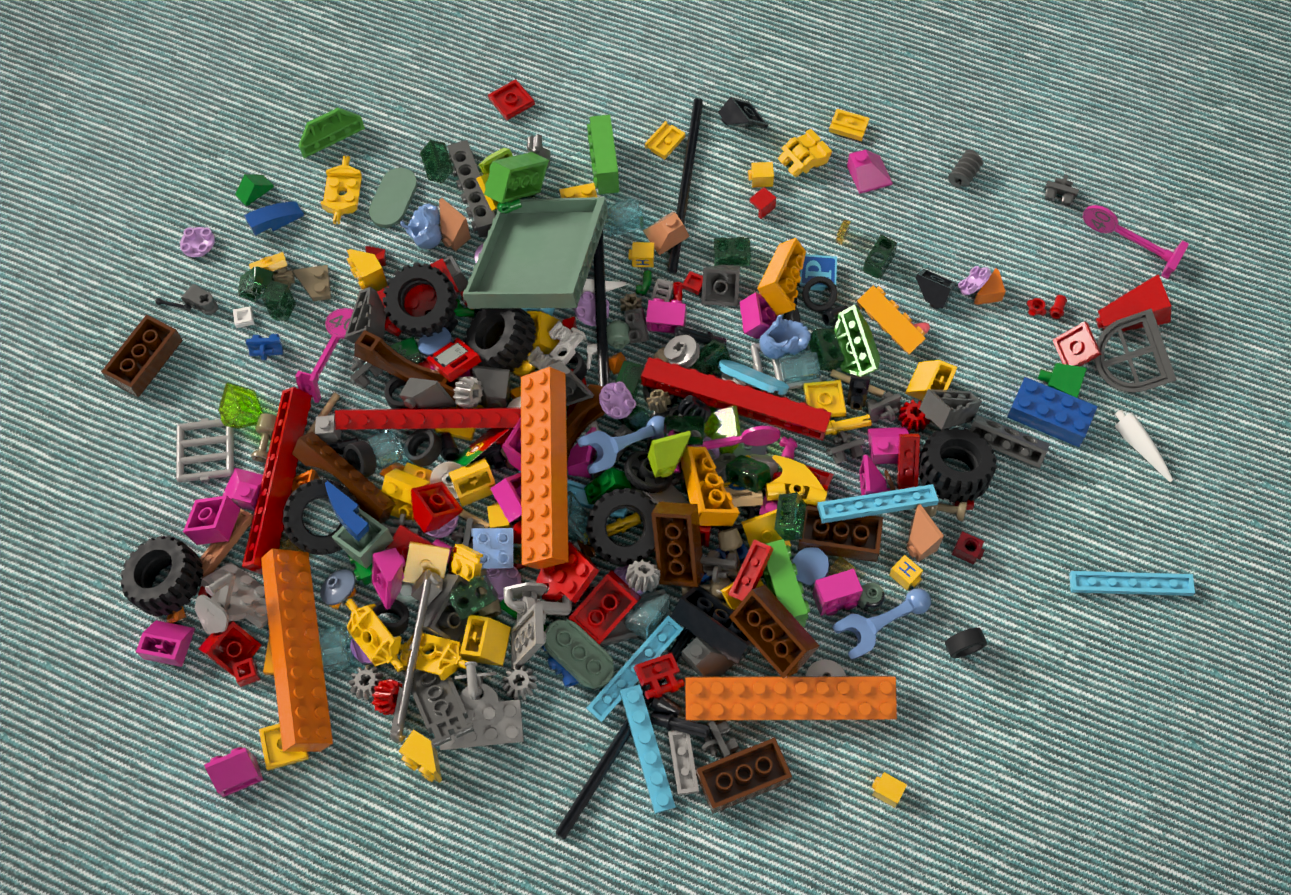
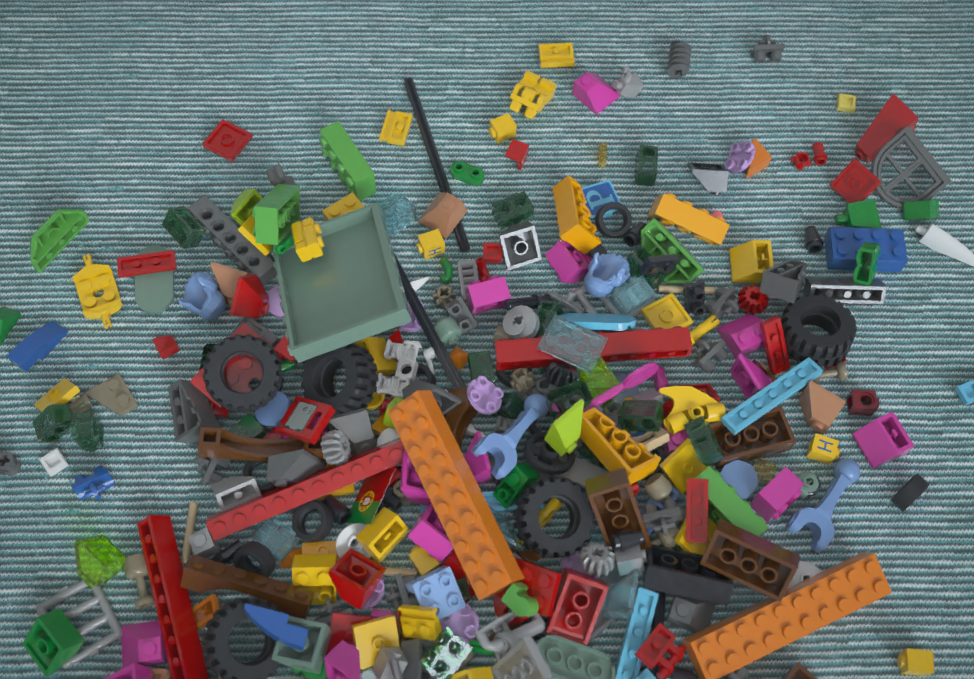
camera: 30 degrees left, 0 degrees up
(176, 455) = (52, 641): none -> green slope
(336, 326) = (160, 431): dark pink piece -> none
(366, 269) = (166, 363): yellow slope -> none
(371, 397) = (235, 491): none -> light grey slope
(391, 181) = (146, 263): none -> red plate
(460, 241) = (250, 298): none -> red slope
(528, 207) = (307, 239): none -> yellow brick
(553, 577) = (519, 601): none -> bright green leg
(672, 585) = (630, 560): none -> light grey brick
(673, 569) = (626, 539): none -> black cone
(706, 204) = (466, 173): none -> green plate
(716, 385) = (572, 343): none -> clear light blue plate
(740, 352) = (568, 301): none -> light grey piece
(741, 114) = (453, 79): black slope -> none
(836, 348) = (659, 264): none -> black plate
(901, 175) = (629, 84): none -> light grey piece
(967, 588) = (883, 440): none -> dark pink slope
(1005, 384) = (813, 241): none -> black cone
(1038, 422) = (867, 263): none -> green brick
(1105, 221) = (820, 62): dark pink piece -> none
(1115, 269) = (846, 103): none -> light yellow tile
(1133, 396) = (921, 209): none -> green slope

